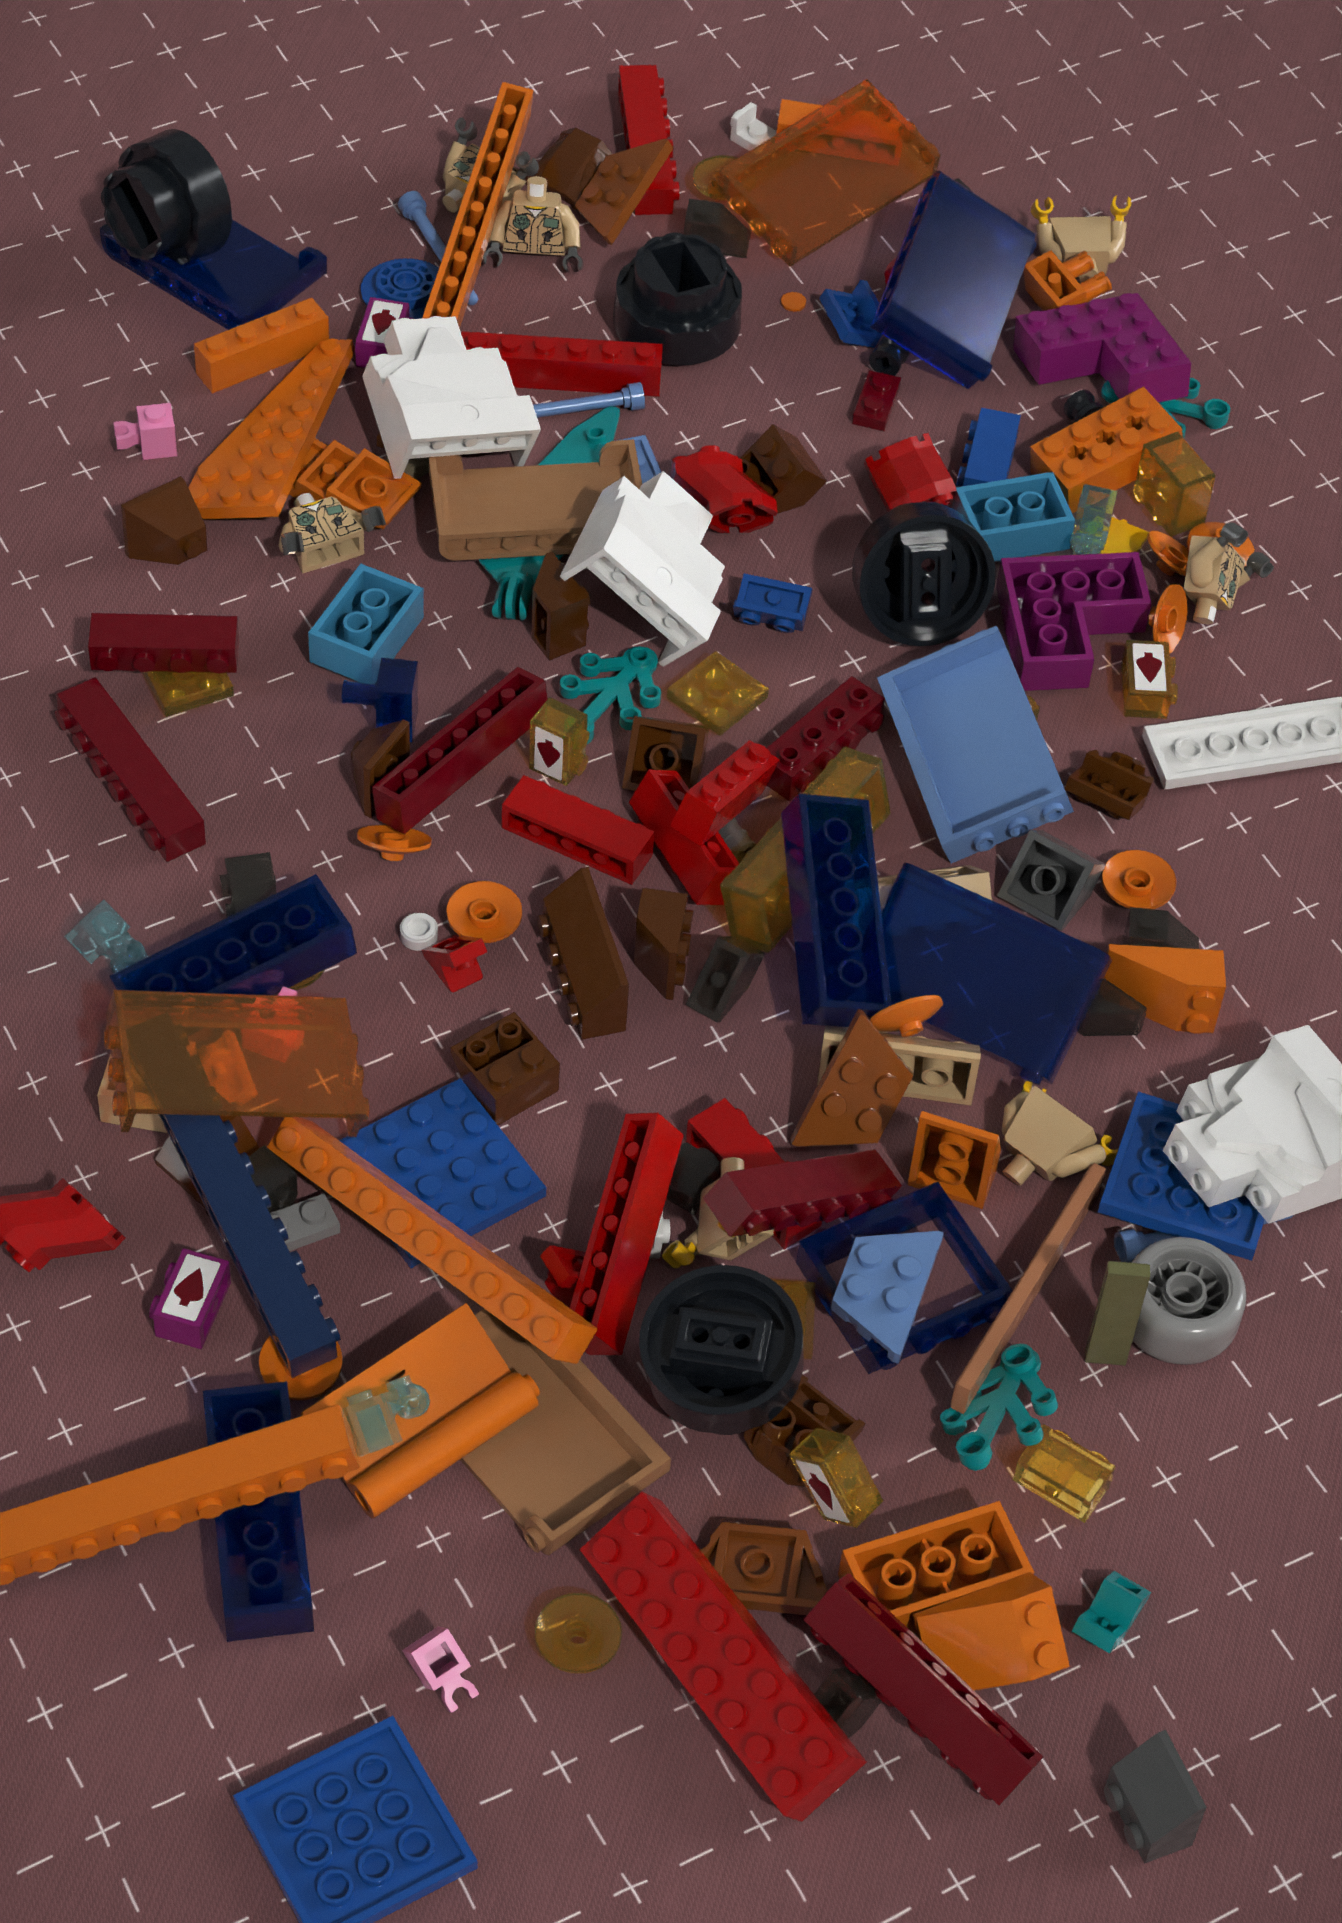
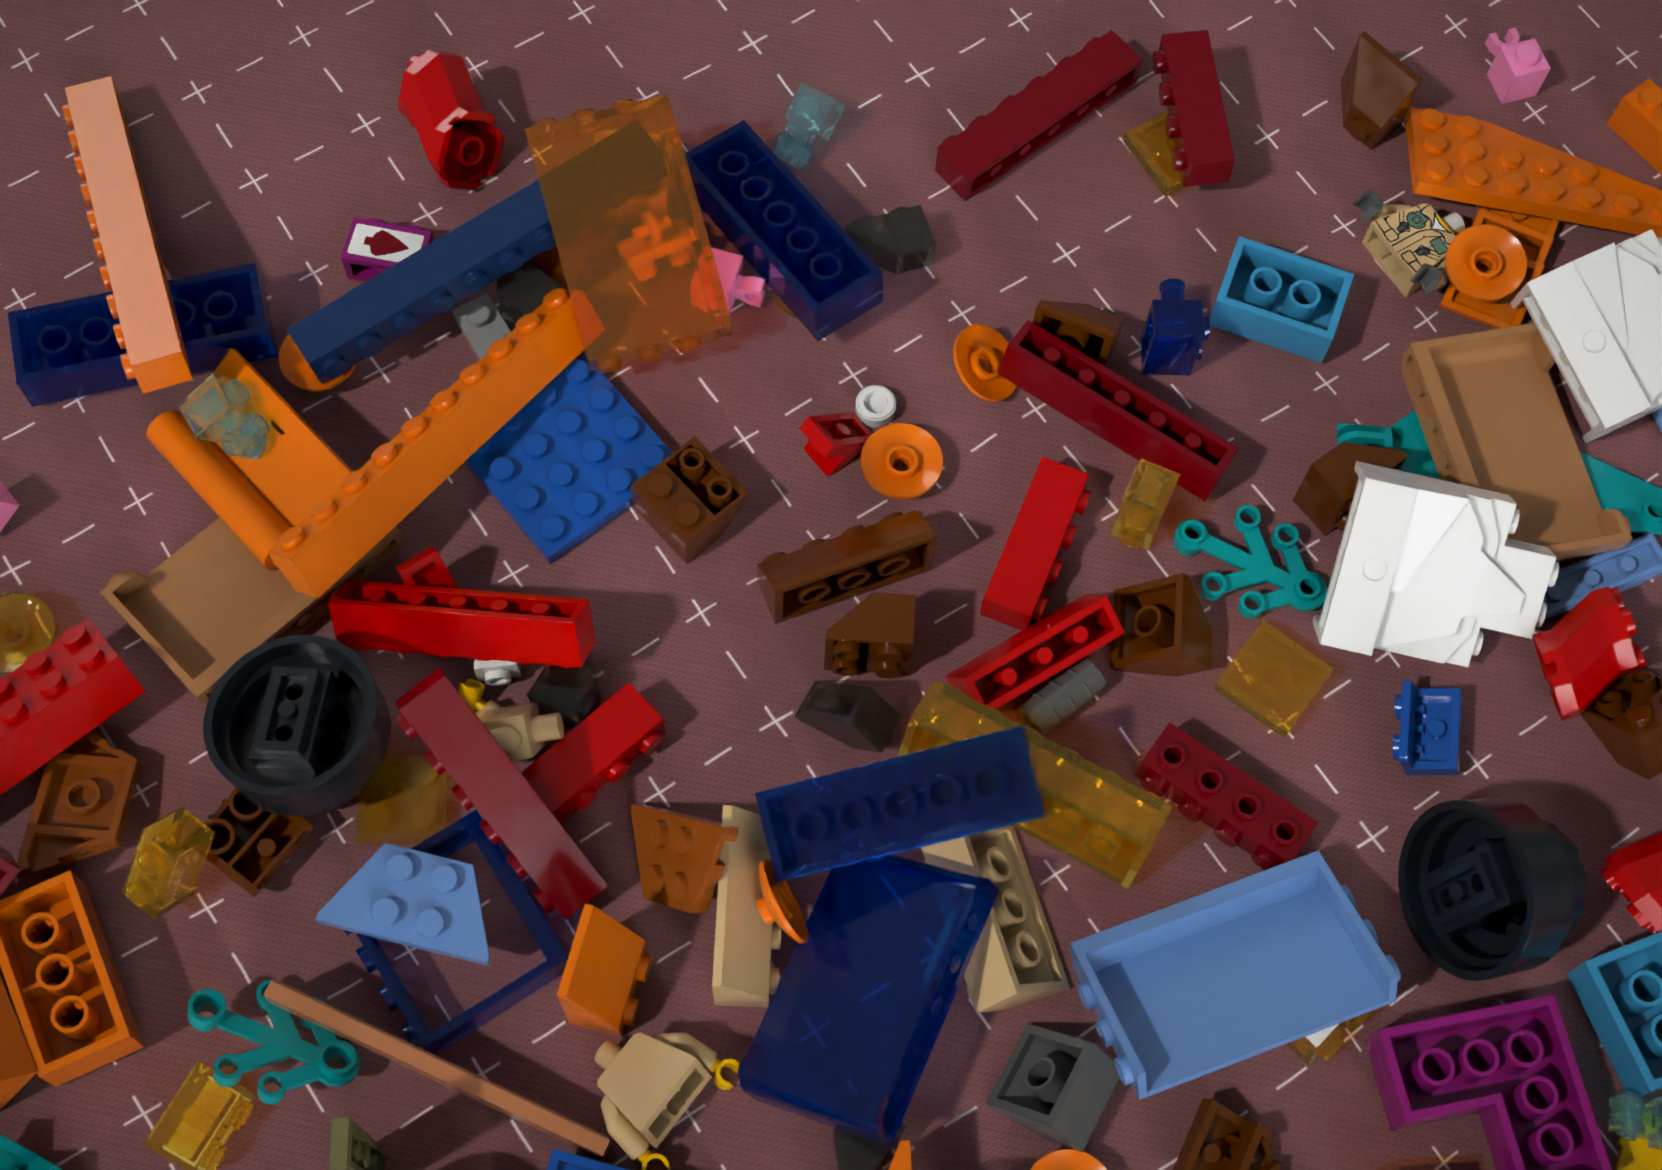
camera: 85 degrees right, 15 degrees up
(362, 478) = (1495, 249): none -> orange dish
(724, 792) = (1087, 680): red brick -> none

